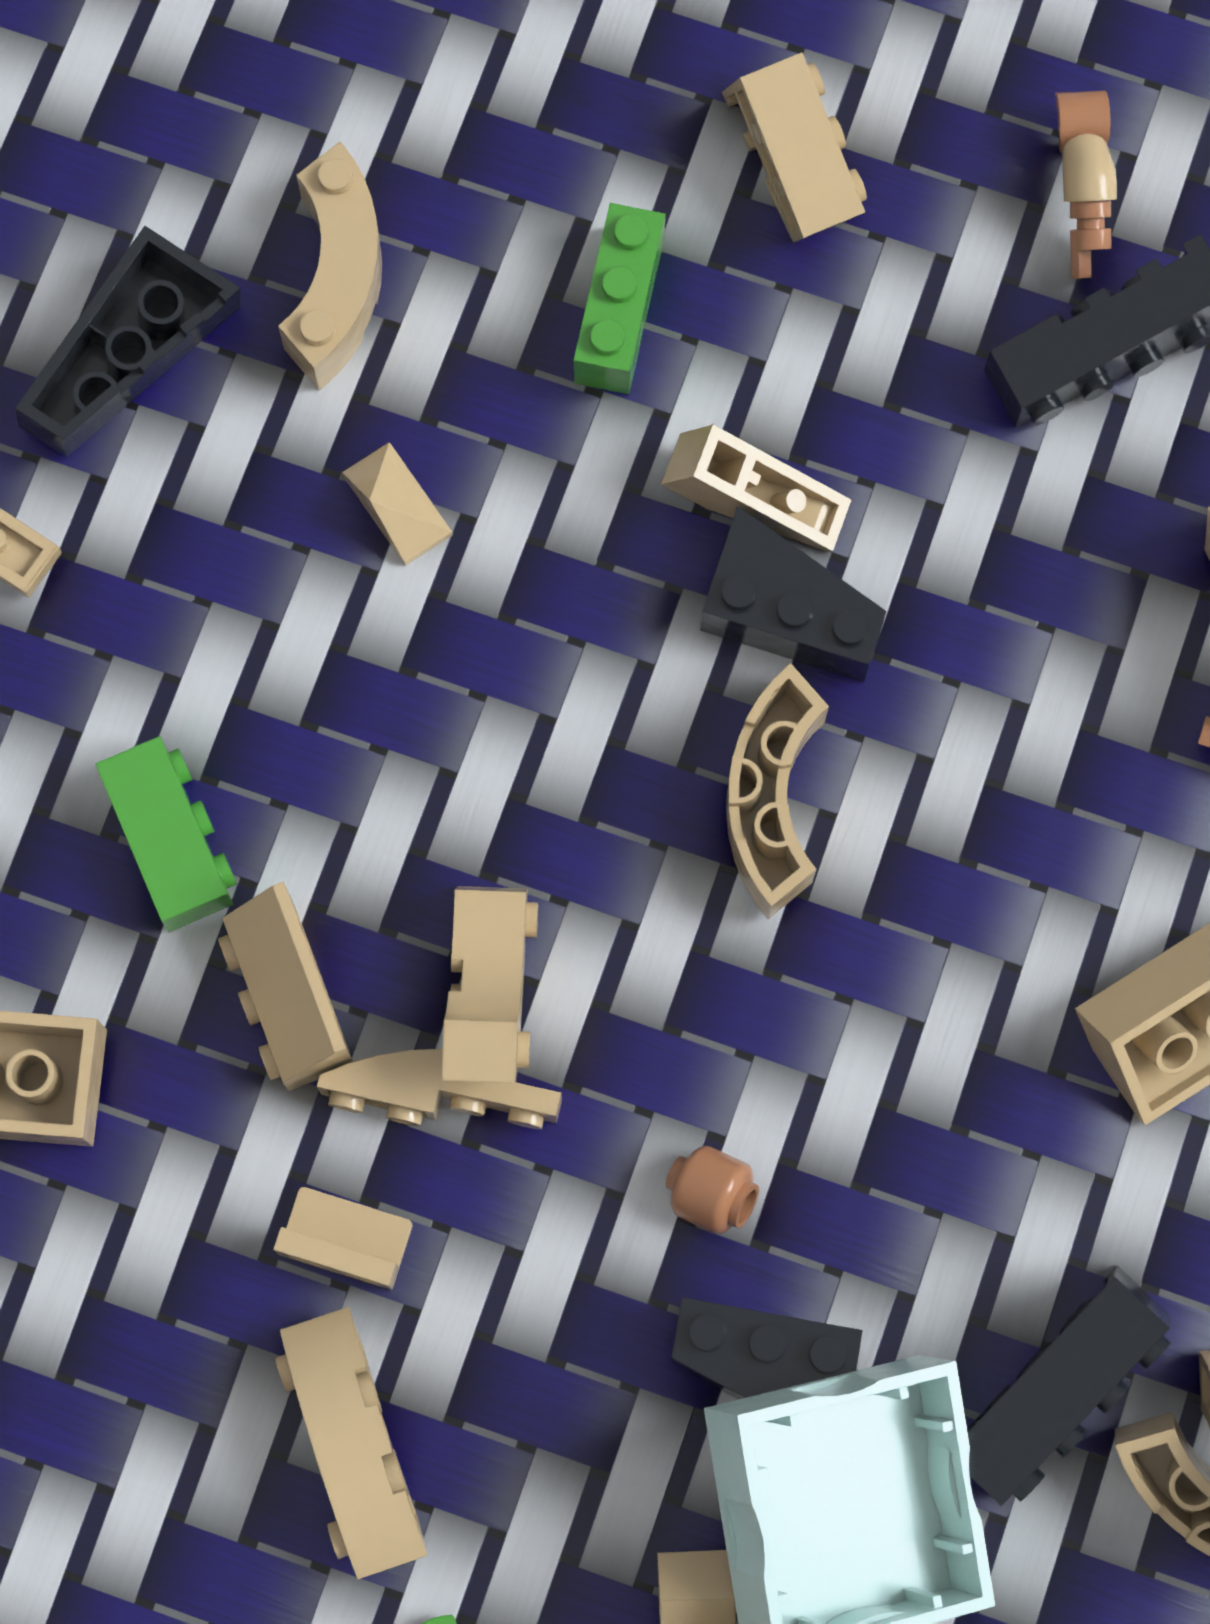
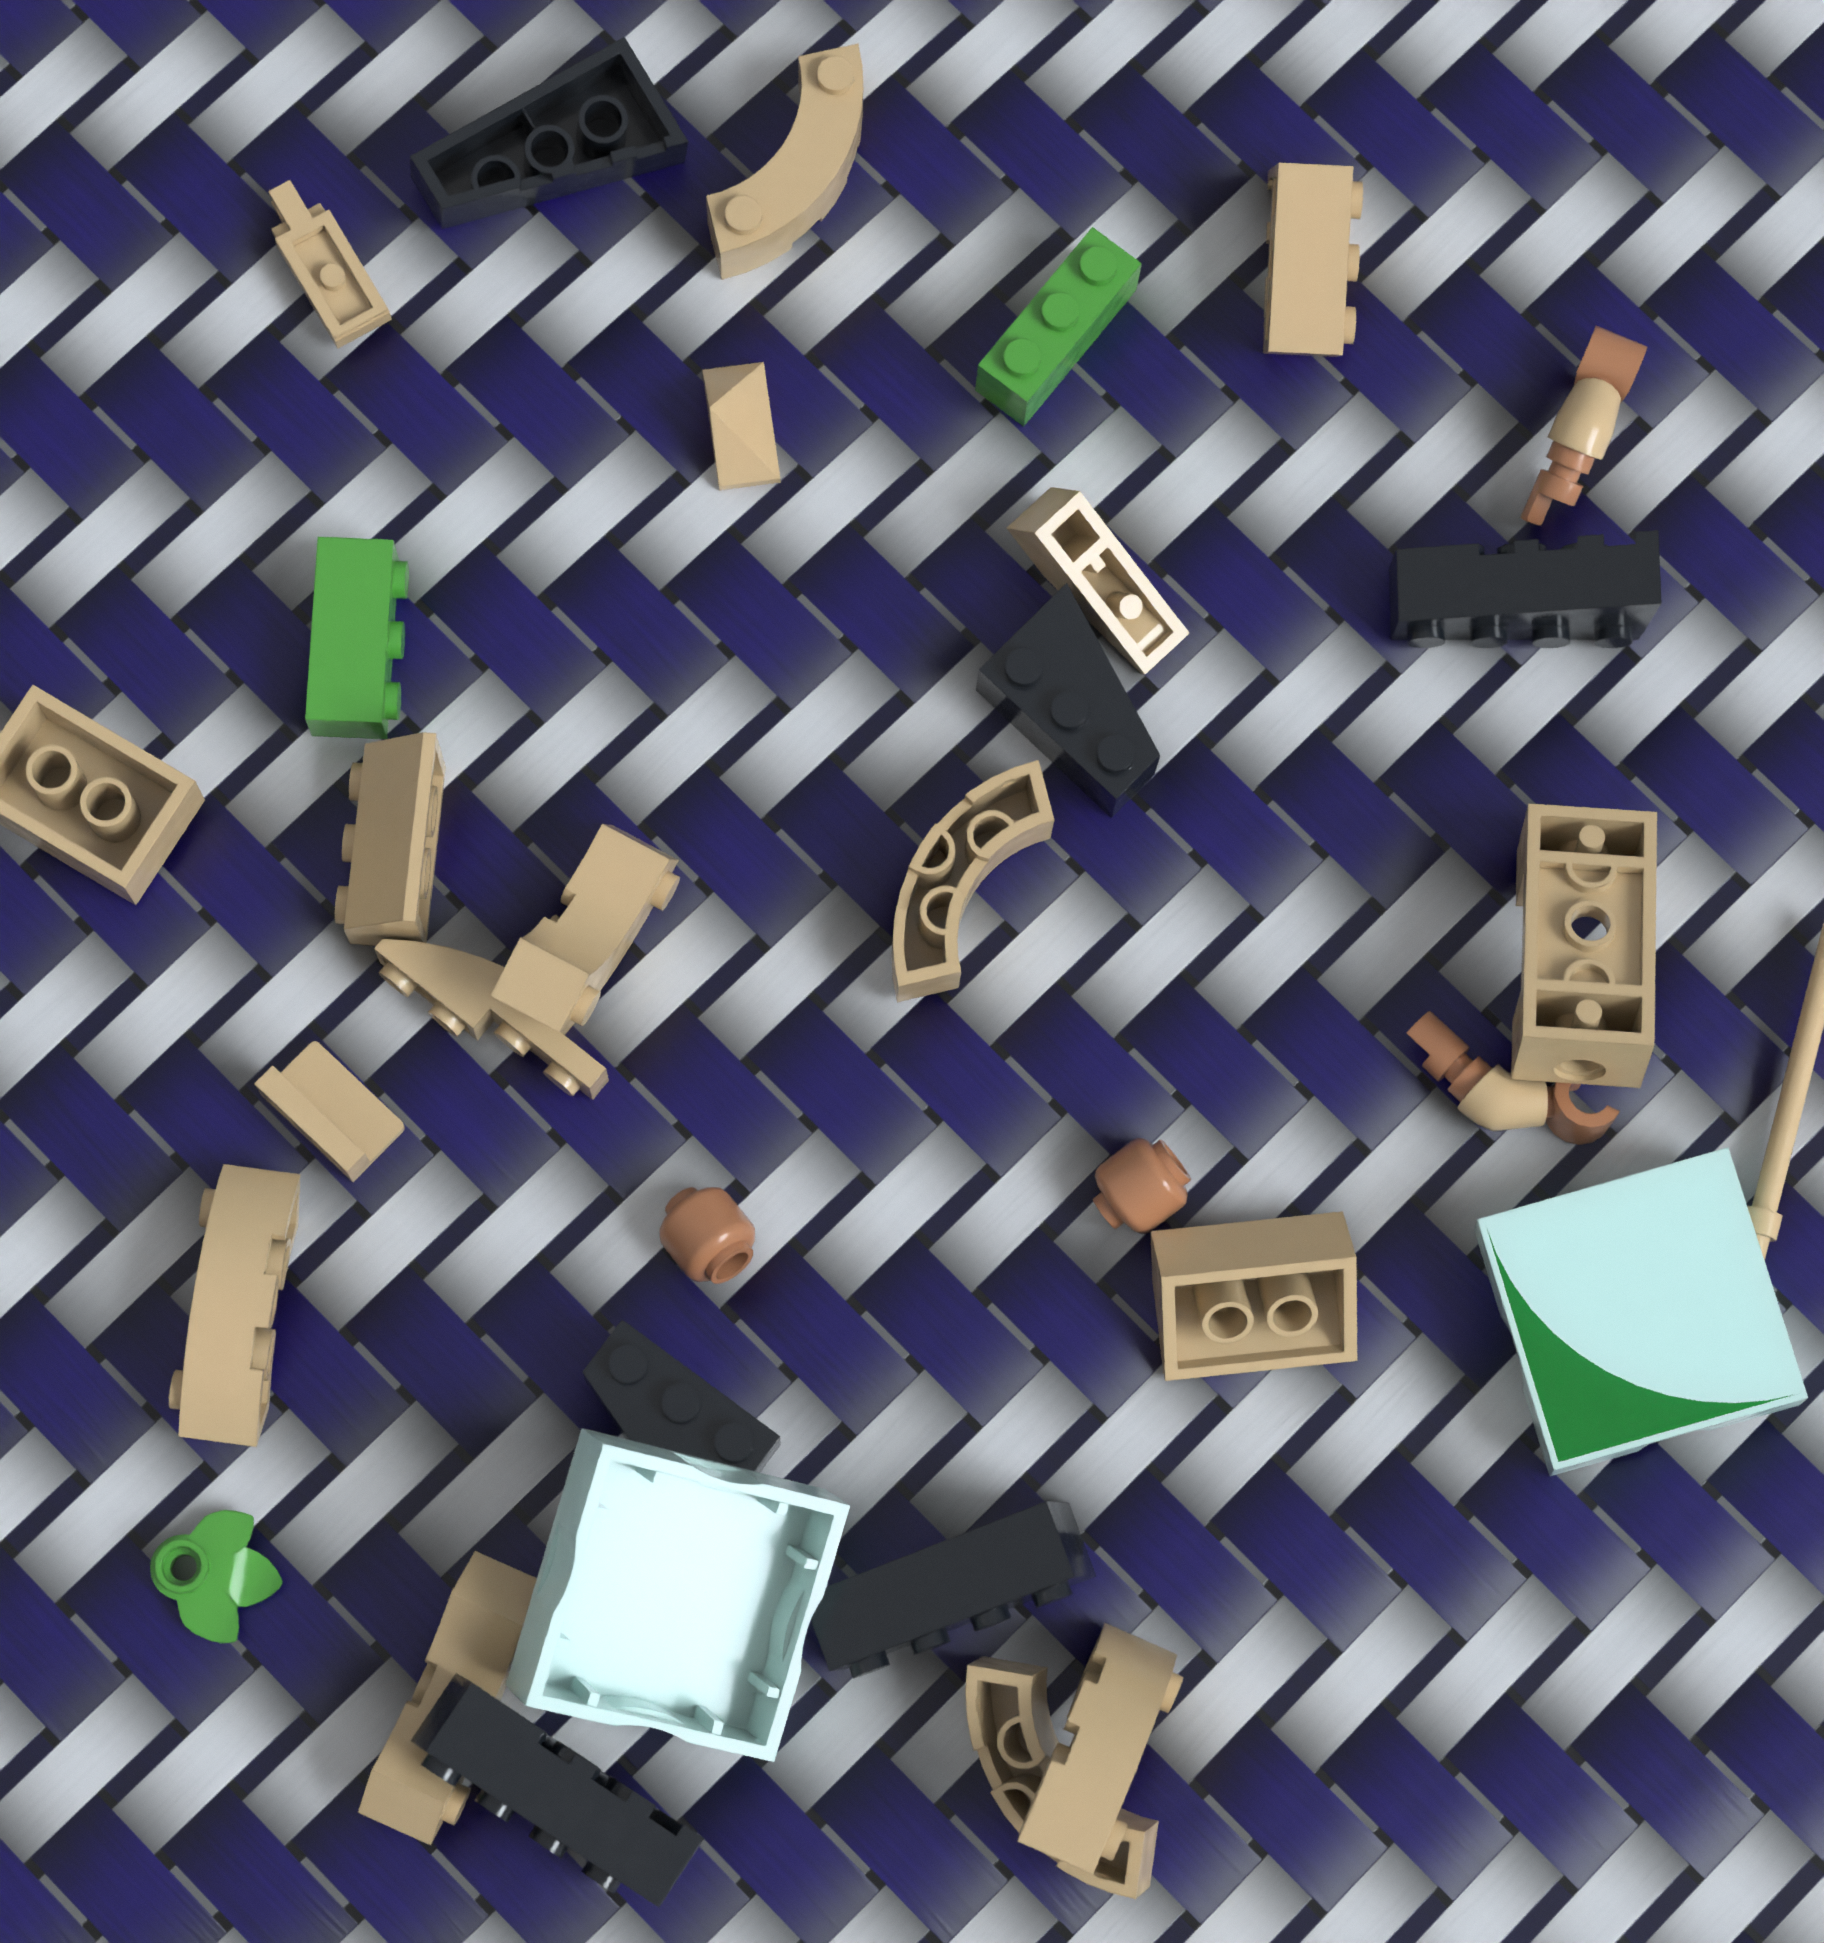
camera: 20 degrees right, 0 degrees up
(1046, 974) = (1141, 1185): none -> nougat head

